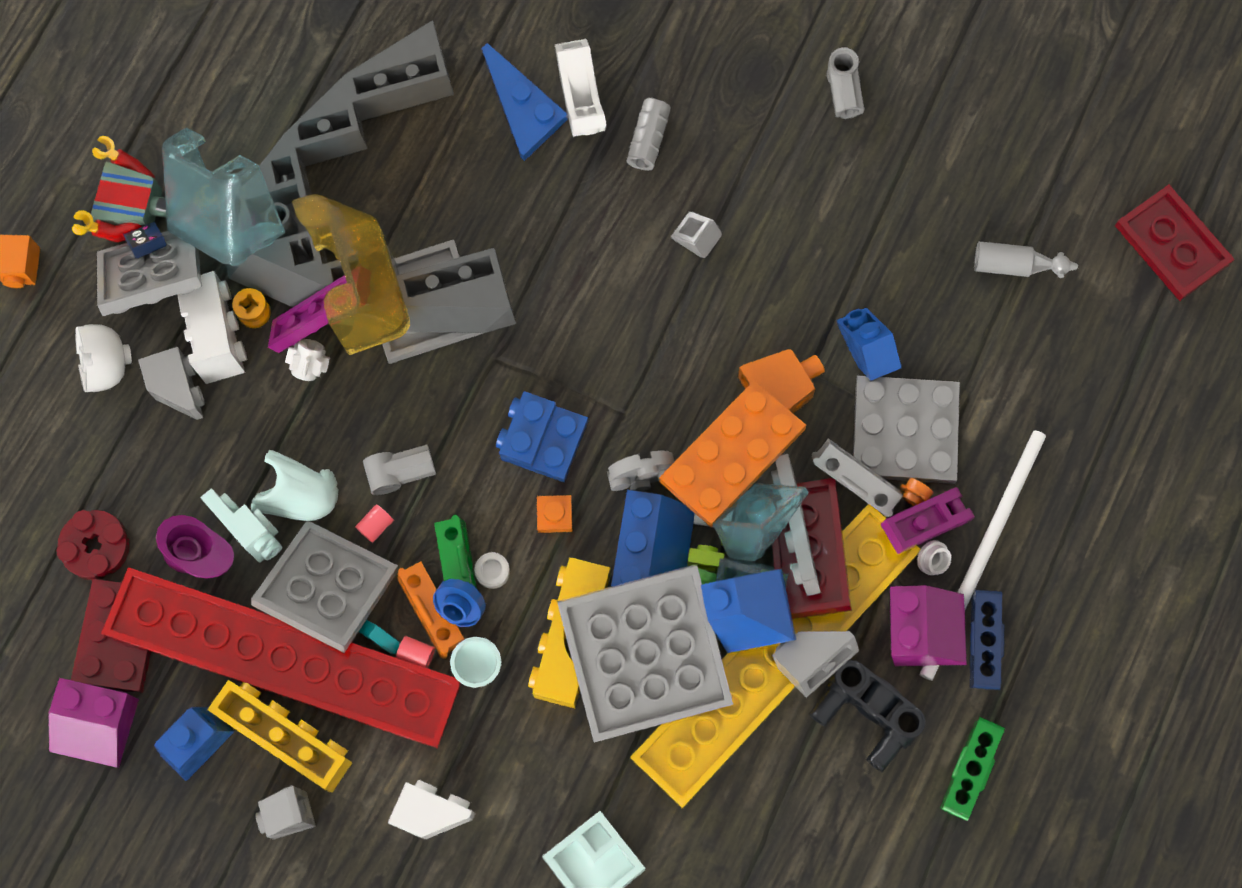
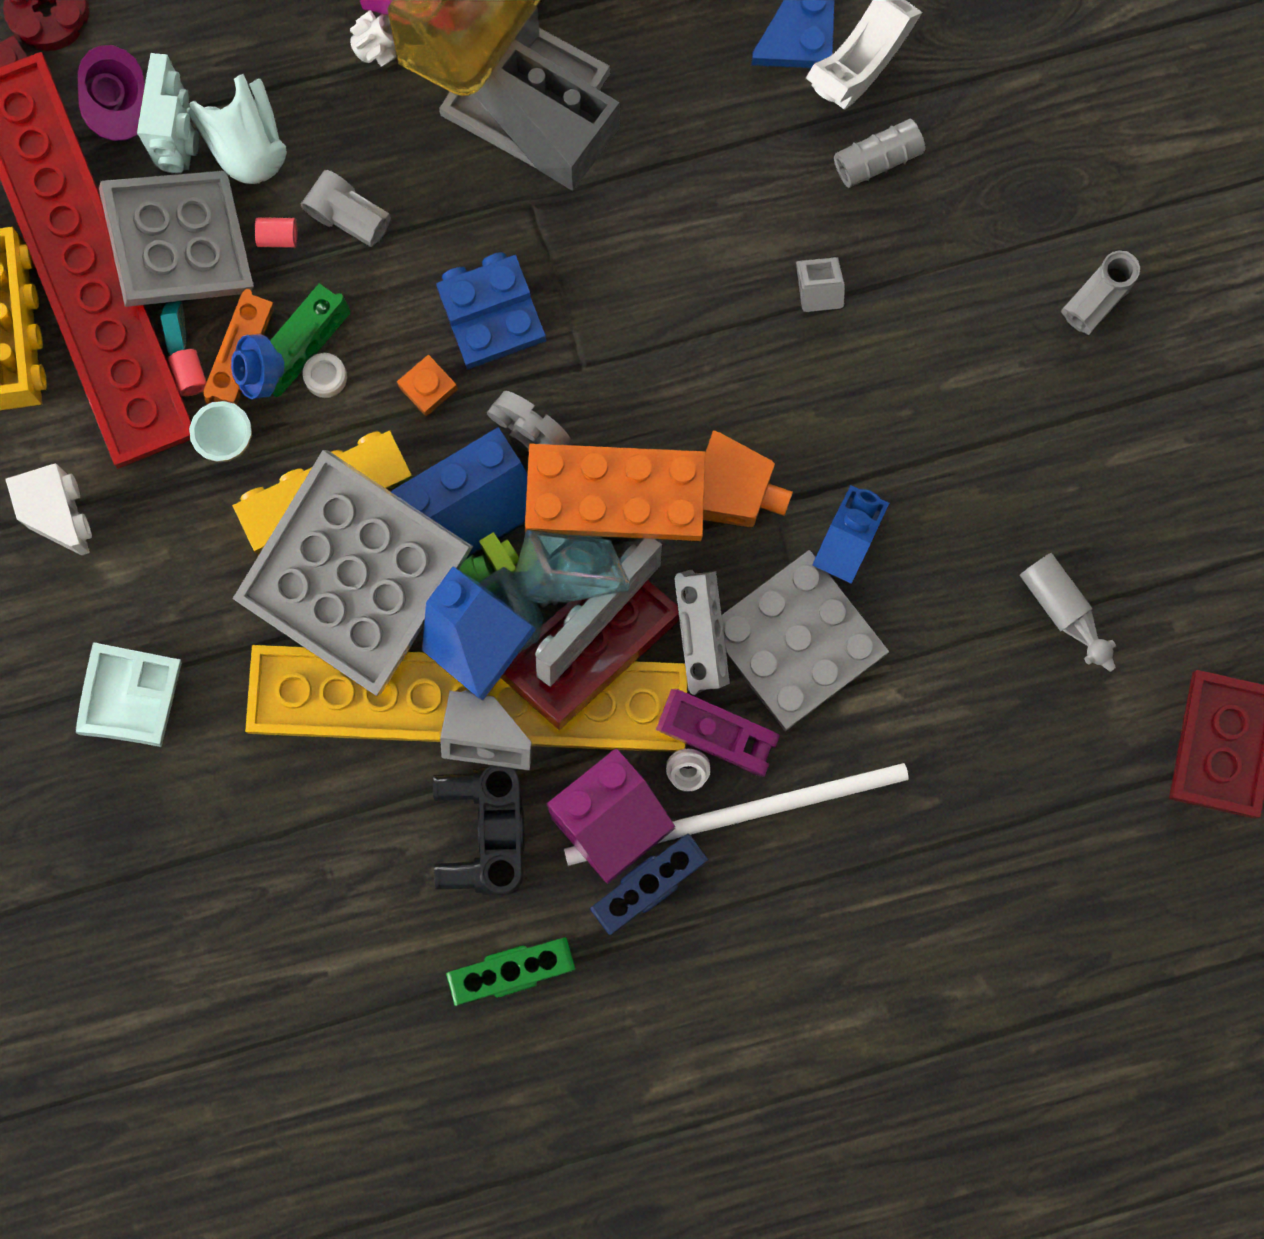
camera: 45 degrees right, 5 degrees up
(916, 492) = (739, 700): orange plate -> none

